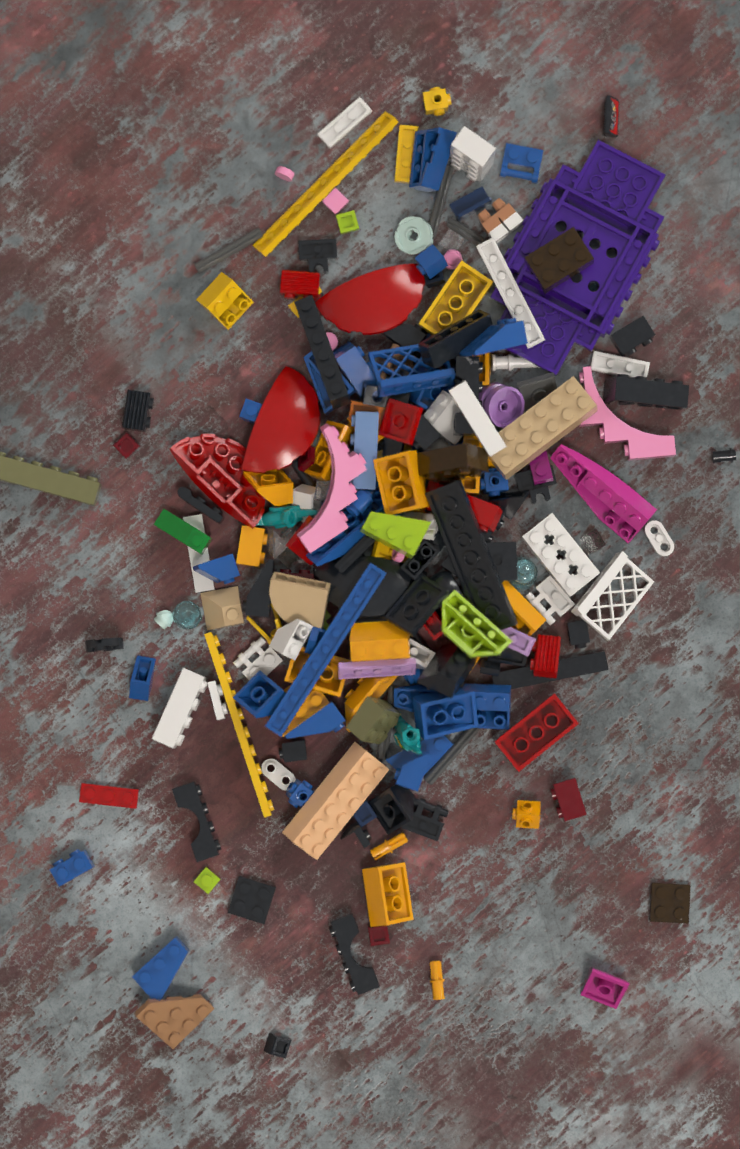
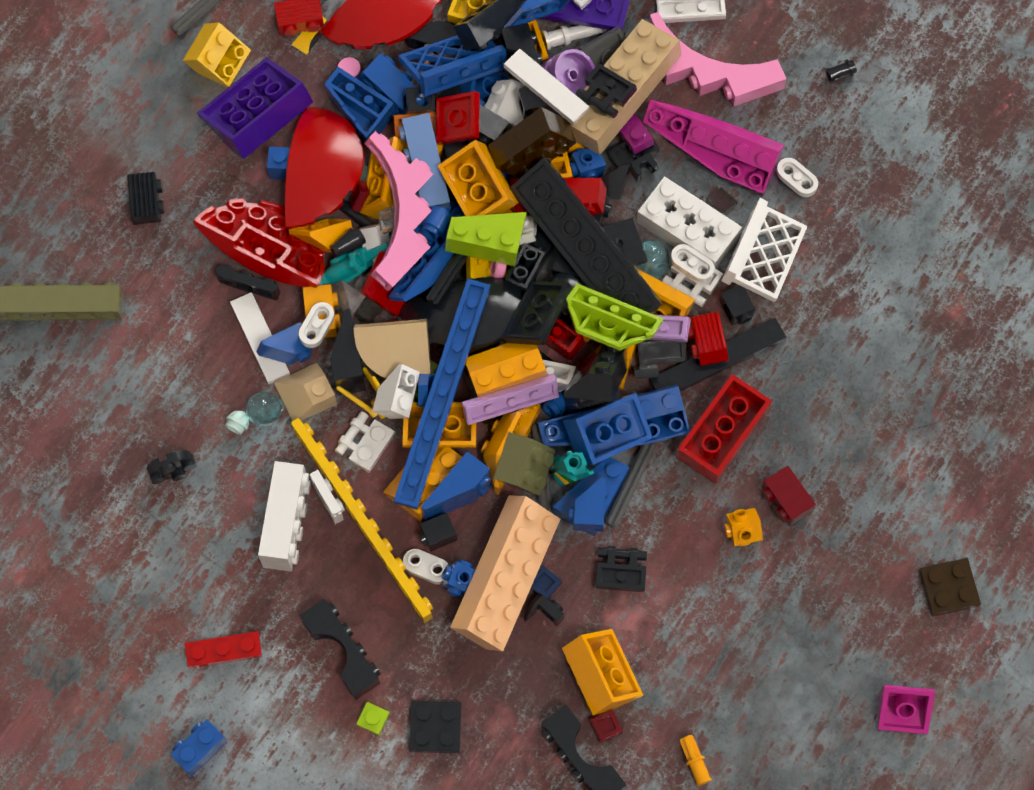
camera: 20 degrees left, 15 degrees down
(126, 445) = (142, 242): dark red tile -> none
(142, 678) = (228, 498): blue slope -> none
(183, 531) = (236, 314): green slope -> none
(244, 355) = (256, 107): none -> dark purple slope
(244, 562) = (316, 326): none -> white plate
(260, 696) = (378, 471): blue slope -> none
(286, 502) = (348, 242): none -> black cone
(322, 352) = (359, 86): black arch -> none
(388, 846) = (586, 613): light orange axle -> none
(393, 807) = (578, 563): black slope -> none
(528, 432) = (609, 84): none -> black plate
(552, 591) = (693, 263): none -> white plate
(646, 392) = (730, 24): black wedge -> none

